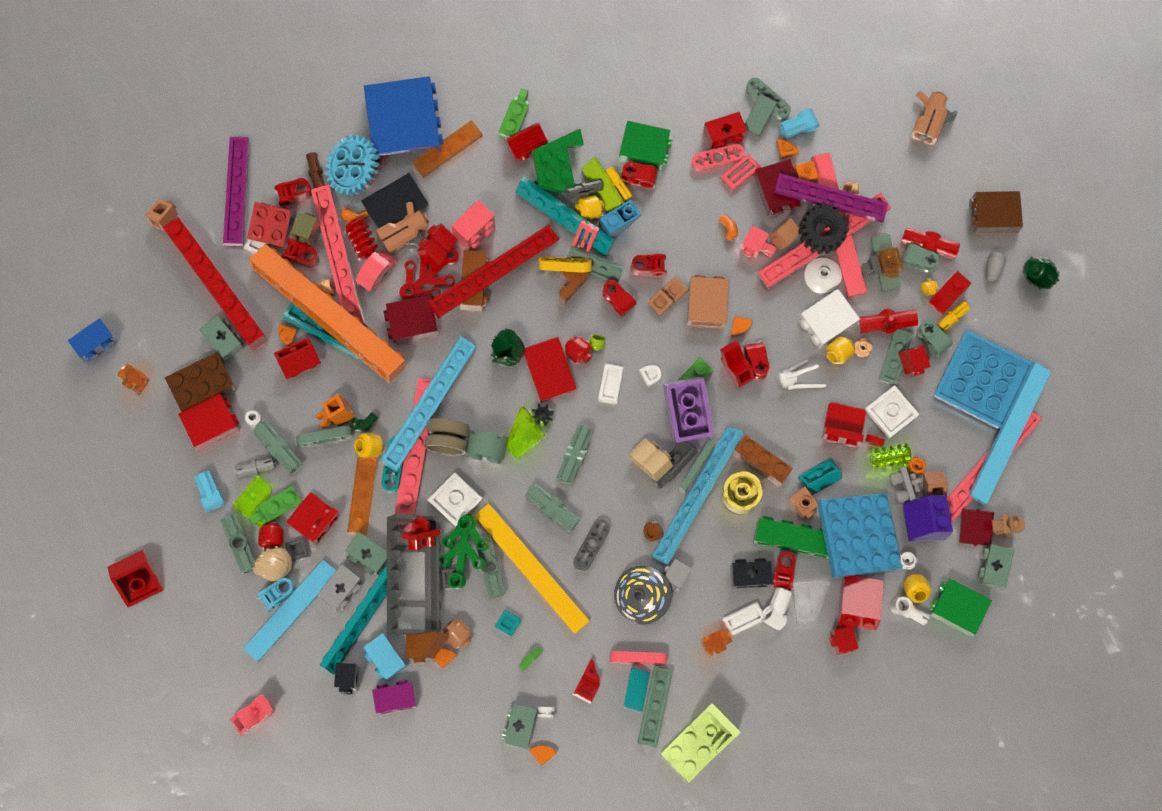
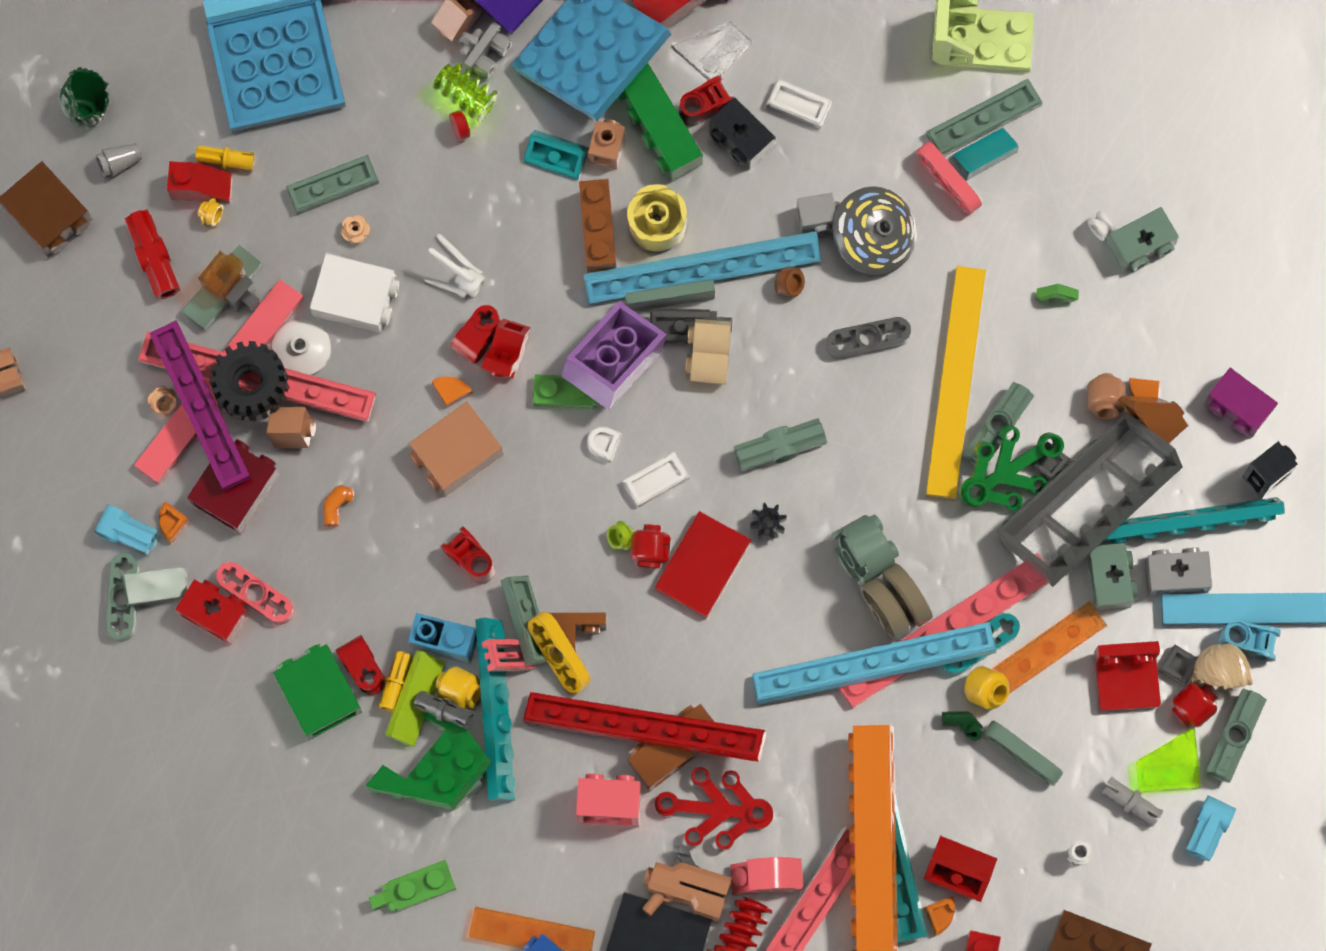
camera: 125 degrees left, 0 degrees up
(209, 421) = (1130, 902): red brick -> none
(275, 506) = (1156, 733): bright green hinge -> none
(277, 447) = (1085, 795): sand green piece -> none
(327, 286) = (840, 918): light nougat plate -> none
(336, 410) = (982, 762): orange brick -> none
(384, 657) = (1208, 451): medium azure brick -> none
(410, 320) = (790, 778): dark red brick -> none
(420, 532) = (1039, 525): red hips -> none
(436, 245) = (672, 826): red brick -> none
(454, 499) = (957, 535): white plate -> none
(507, 348) = (725, 629): dark green hair -> none
(508, 623) = (1041, 354): teal tile -> none
(524, 434) = (808, 520): clear neon green wing -> none
(525, 141) = (440, 839): red brick -> none
(542, 753) = (1147, 192): orange tile -> none
(552, 507) = (865, 417): sand green piece -> none
(588, 684) = (1026, 209): red slope -> none
(620, 300) = (544, 554): red piece -> none
(668, 296) = (487, 504): nougat slope -> none
(716, 642) = (854, 109): clear orange brick -> none
(729, 182) = (276, 554): coral tile -> none
(756, 242) = (331, 454): coral brick -> none
(774, 614) = (764, 71): white piece -> none
(806, 171) = (189, 464): orange brick -> none
(840, 350) = (382, 248): yellow head -> none
(844, 425) = (471, 173): red bracket -> none
(888, 321) = (297, 222): red piece -> none
(891, 412) = (407, 134): white plate -> none
(914, 360) = (321, 155): red brick -> none
(918, 257) = (184, 253): sand green piece -> none
(921, 466) = (448, 50): orange plate -> none
(935, 339) = (272, 155): sand green piece -> none

